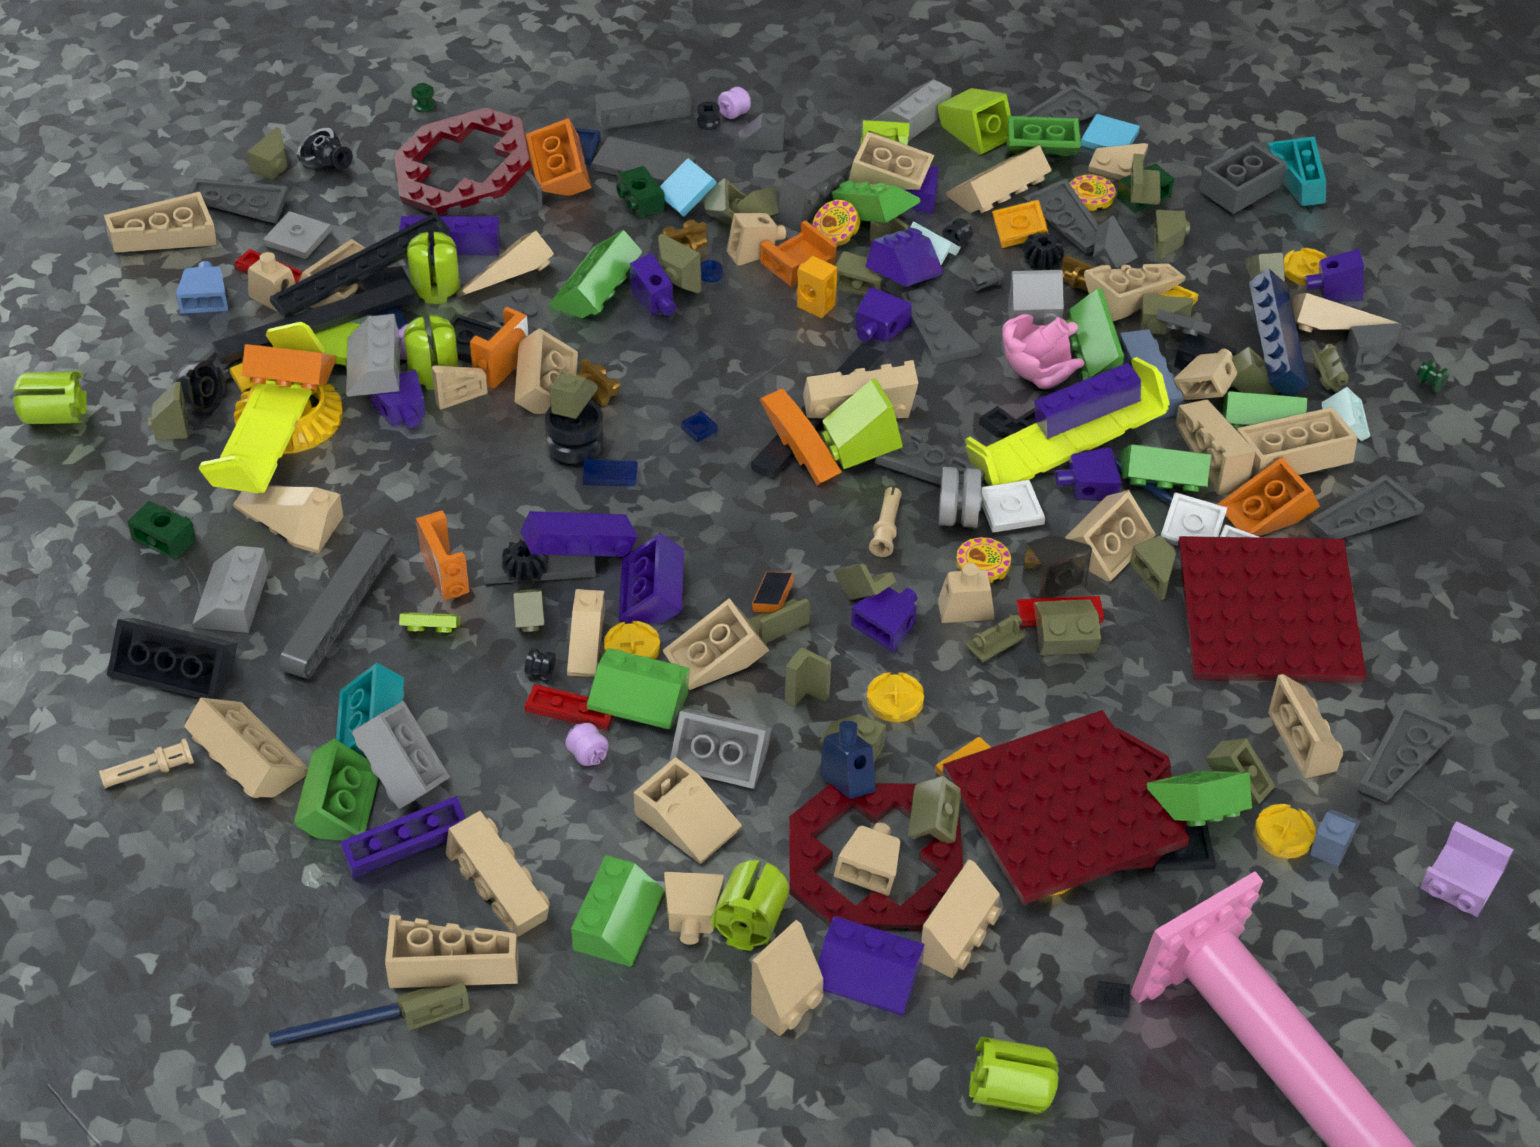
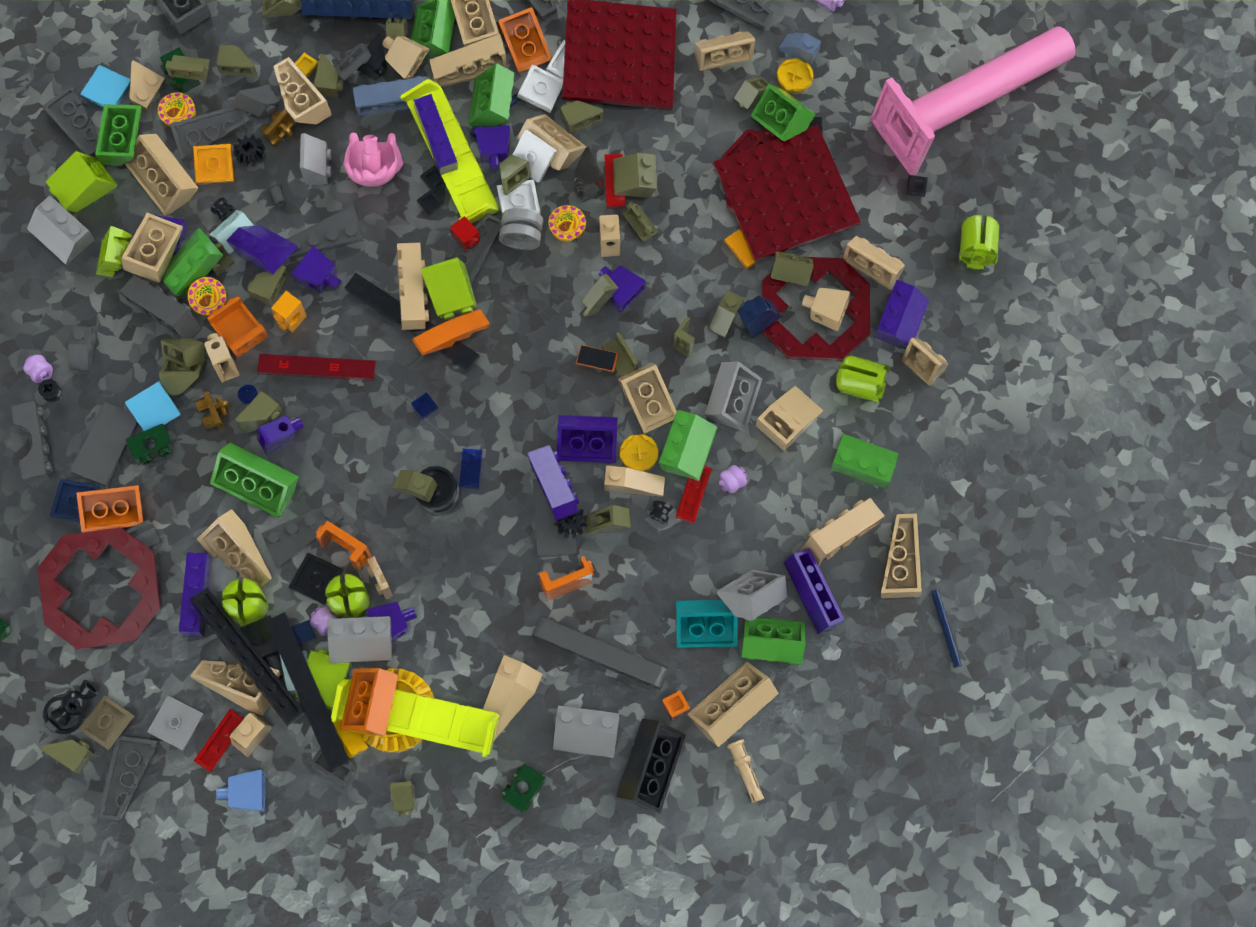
camera: 90 degrees left, 25 degrees up
(49, 397) = (382, 895): lime cylinder -> none
(162, 225) = (164, 831): tan wedge -> none
(201, 385) = (370, 781): black cylinder -> none
(249, 675) = (675, 705): none -> orange panel
(301, 177) = (106, 722): none -> dark tan plate
(432, 1004) = (932, 570): olive panel -> none
(441, 622) = (618, 587): lime plate -> none
(538, 366) = (372, 514): tan slope -> none
(597, 374) = (379, 479): pearl gold hips -> none
(691, 903) = (859, 415): tan torso -> none
(749, 328) = (316, 367): none -> dark red tile
(885, 530) = (539, 283): tan pin -> none
(895, 697) = (687, 288): yellow tile -> none
(945, 440) = (465, 233): none -> red brick
(1043, 486) = (514, 173): none -> olive slope
(1078, 511) = (537, 153): none -> white plate
(1096, 337) = (363, 120): bright green slope -> none

